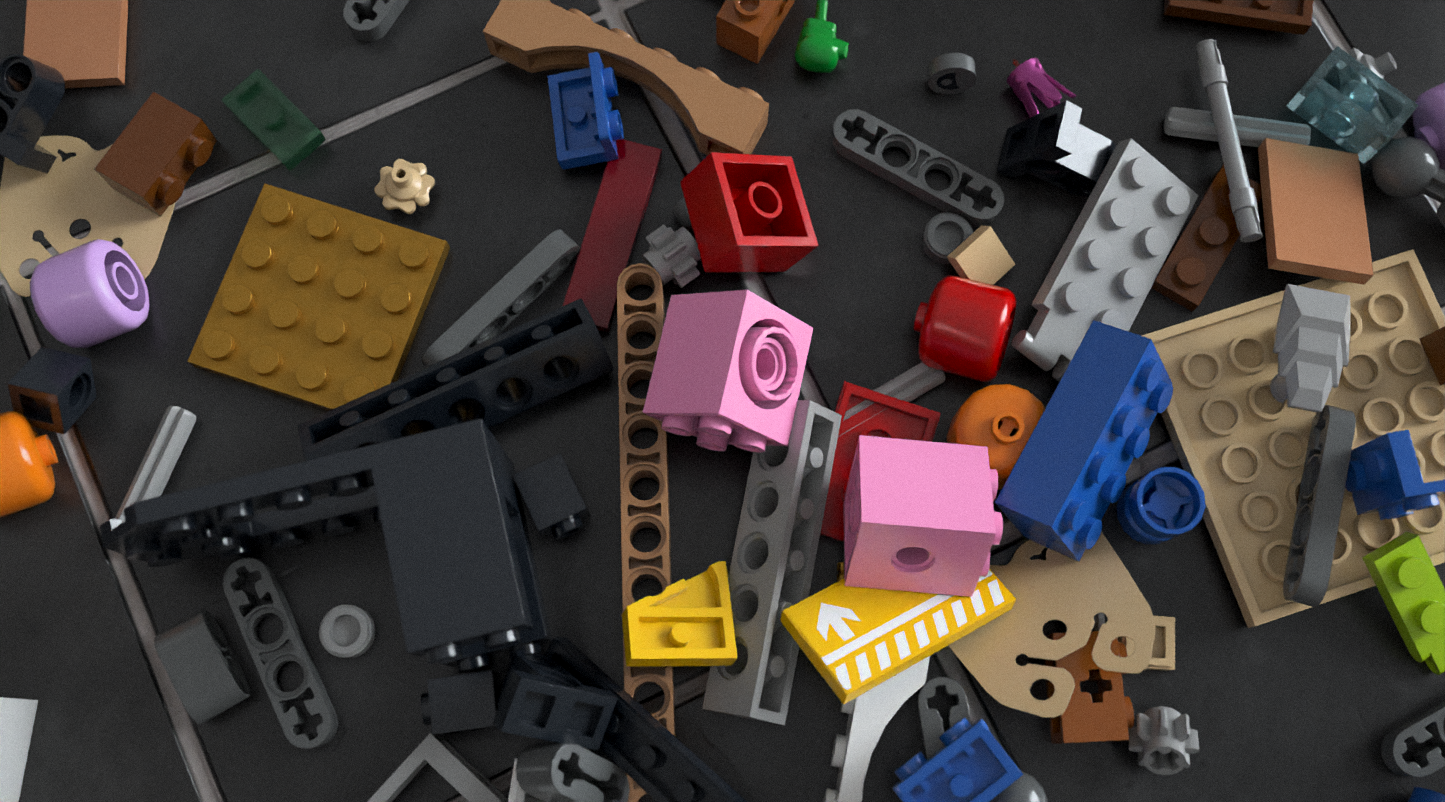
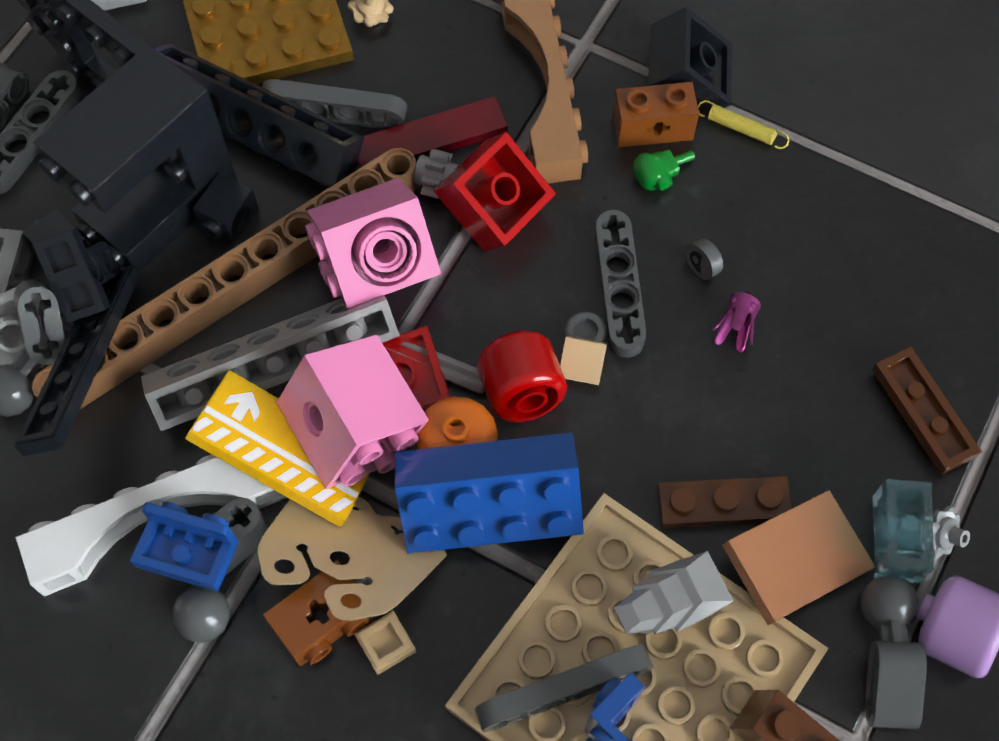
camera: 55 degrees right, 10 degrees down
(584, 115) = (494, 68): blue bracket -> none
(683, 624) = (183, 321): yellow wing -> none
(1056, 150) = (702, 362): black tile -> none
(1107, 256) = (653, 438): light grey hinge -> none
(1161, 505) = (486, 581): blue wheel -> none
(1163, 740) = (314, 690): light grey gear -> none
(1241, 194) = (765, 494): light grey piece -> none
(1250, 130) = (822, 468): light grey axle -> none

